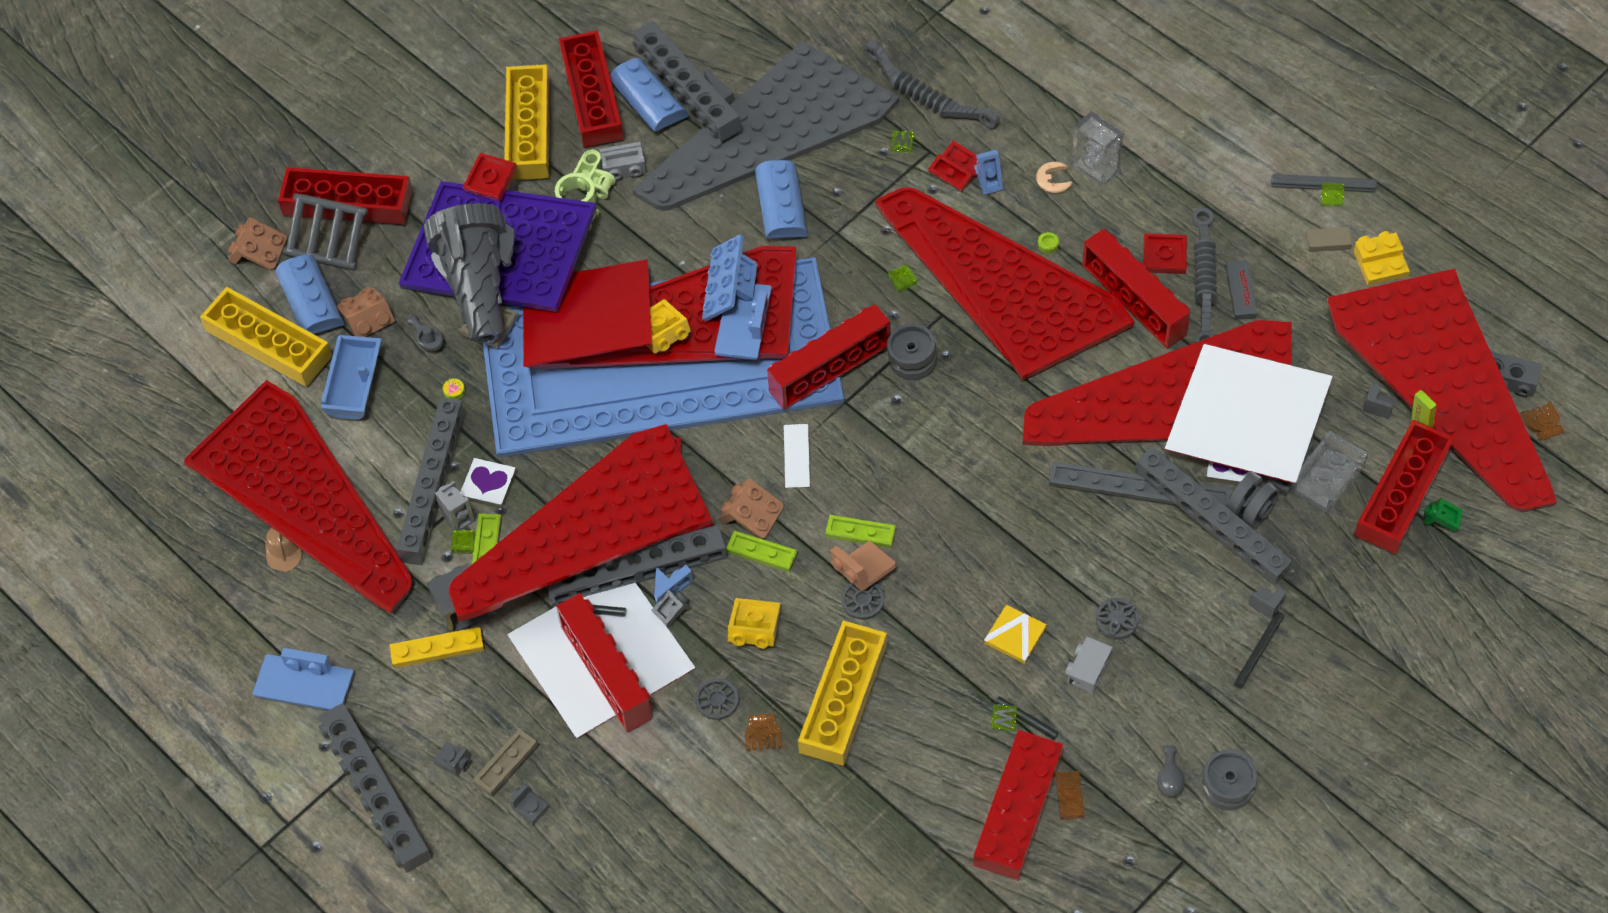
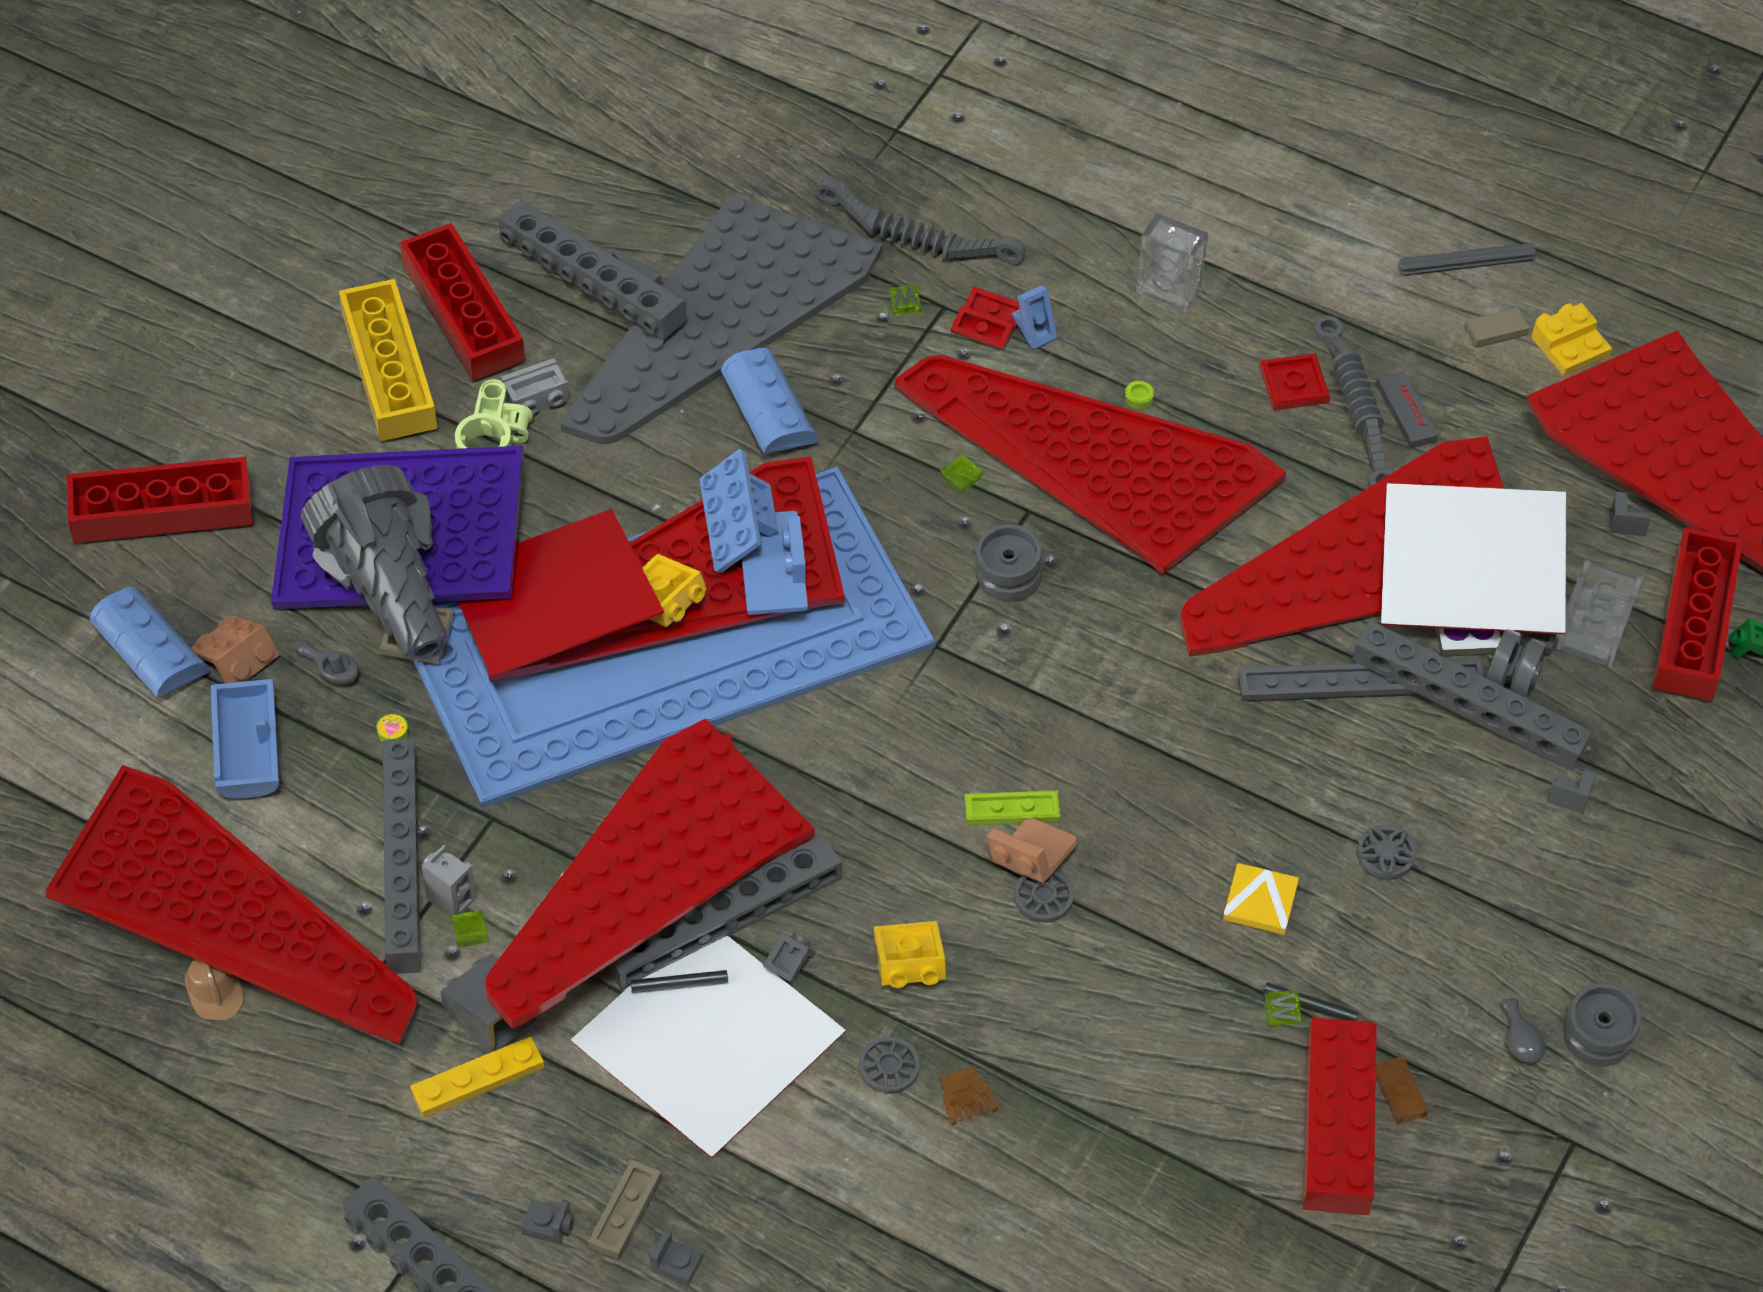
camera: 20 degrees left, 5 degrees down
(257, 244) = (49, 585): nougat bracket -> none
(266, 336) = (104, 707): yellow brick -> none
(303, 680) = (300, 1159): medium blue bracket -> none
(339, 208) = (162, 517): dark grey bar -> none
(486, 534) = (500, 915): lime tile -> none
(488, 482) = (482, 841): tile -> none
(490, 177) = (361, 437): red tile -> none
(604, 662) = (725, 1045): red brick -> none
(647, 94) = (543, 296): medium blue container -> none
(677, 582) = (786, 921): medium blue slope -> none
(751, 508) = (857, 804): nougat bracket -> none
(761, 551) = (888, 859): lime tile -> none
(796, 455) = (893, 727): white sticker -> none
(828, 356) = (904, 587): red brick -> none
(842, 693) = (1061, 1020): yellow brick -> none
(1044, 179) = (1107, 317): light nougat head -> none
(1089, 664) = (1372, 917): light grey hinge -> none
(1136, 288) = (1277, 428): red brick -> none
(1258, 650) = (1580, 855): pearl dark grey bar -> none
(1332, 193) = (1483, 270): clear neon green tile -> none
(1423, 409) = (1696, 510): lime tile -> none

